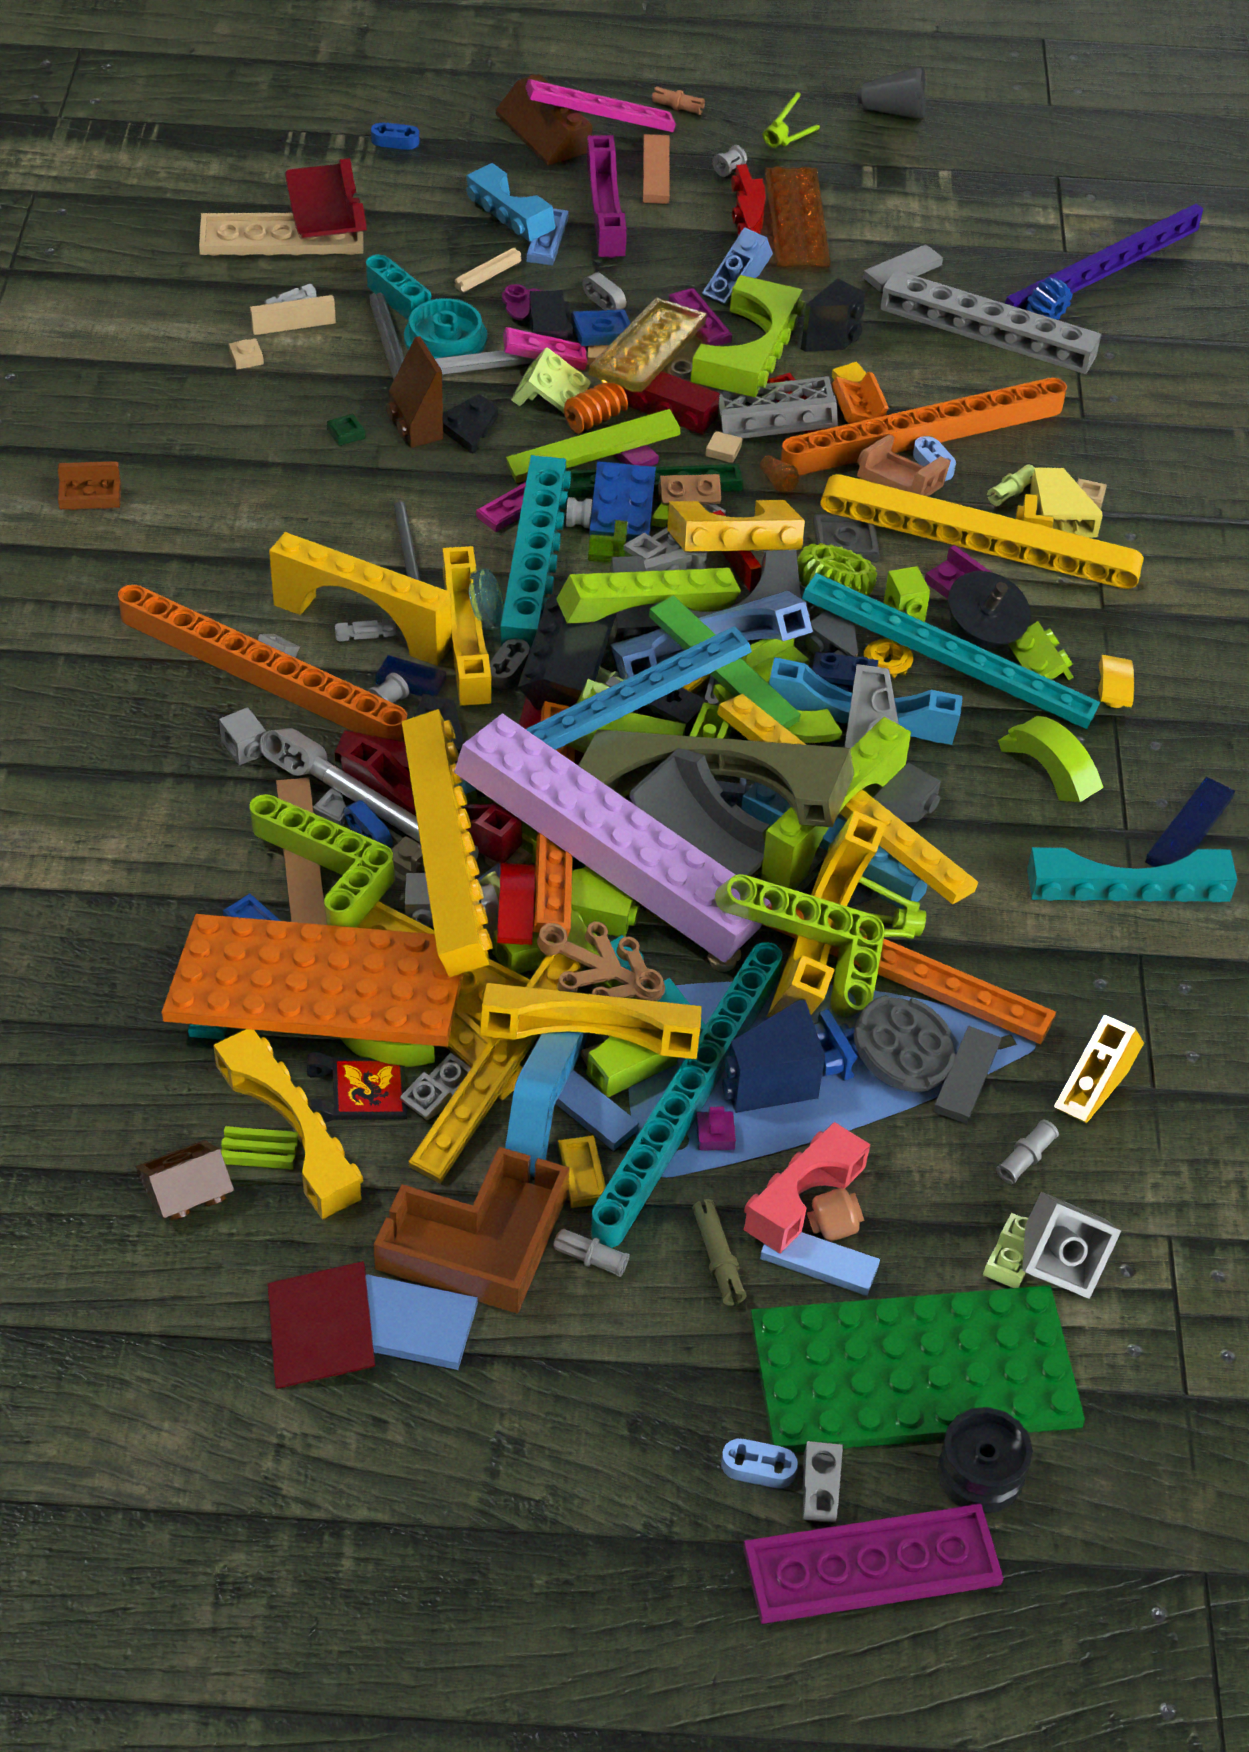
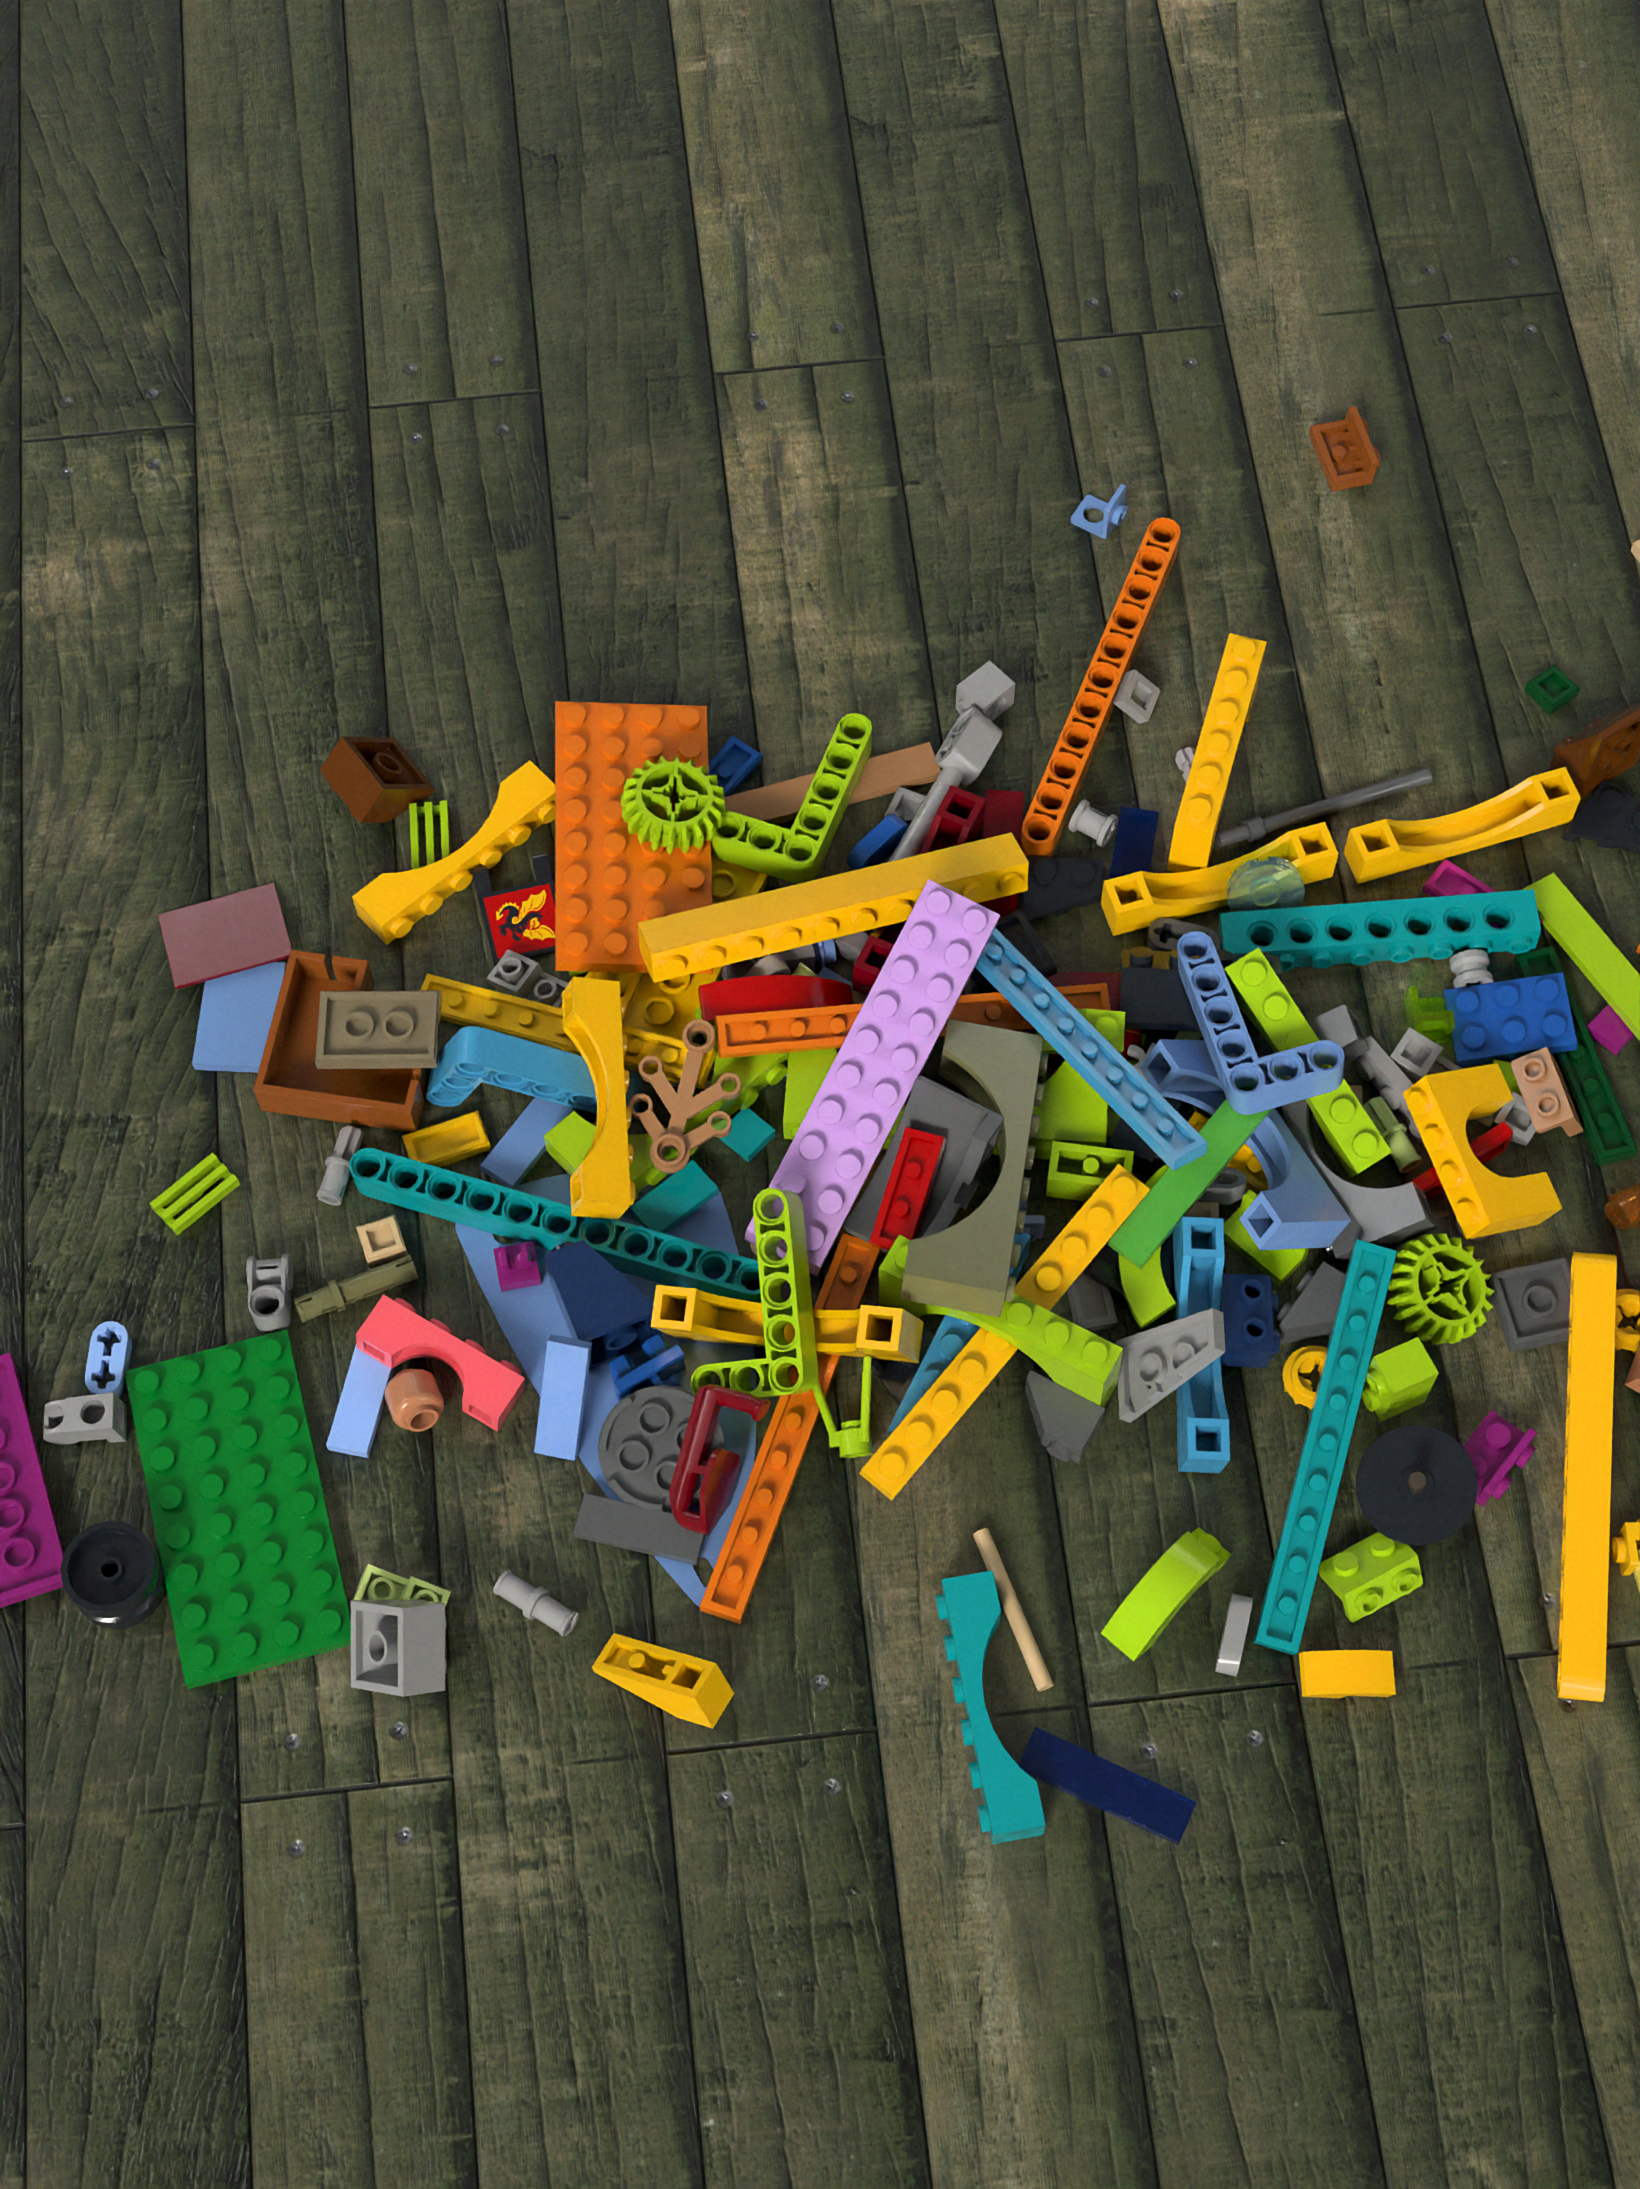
camera: 85 degrees right, 15 degrees up
(93, 633) = (1113, 511): none -> medium blue bracket
(310, 930) = (697, 804): none -> lime gear
(456, 486) = (1401, 845): none -> yellow arch
(480, 1179) = (378, 1029): none -> dark tan tile
(579, 1352) = (187, 1182): none -> lime tile
(628, 614) = (1233, 1037): none -> medium blue beam
(671, 1231) = (382, 1241): none -> tan tile
(711, 1317) = (268, 1286): none -> light grey piece
(715, 837) = (908, 1187): none -> red plate
(859, 1092) = (562, 1397): none -> tile
(933, 997) = (723, 1465): none -> dark red piece
(1022, 860) = (1013, 1610): none -> tan bar
(1087, 732) = (1234, 1634): none -> light grey beam

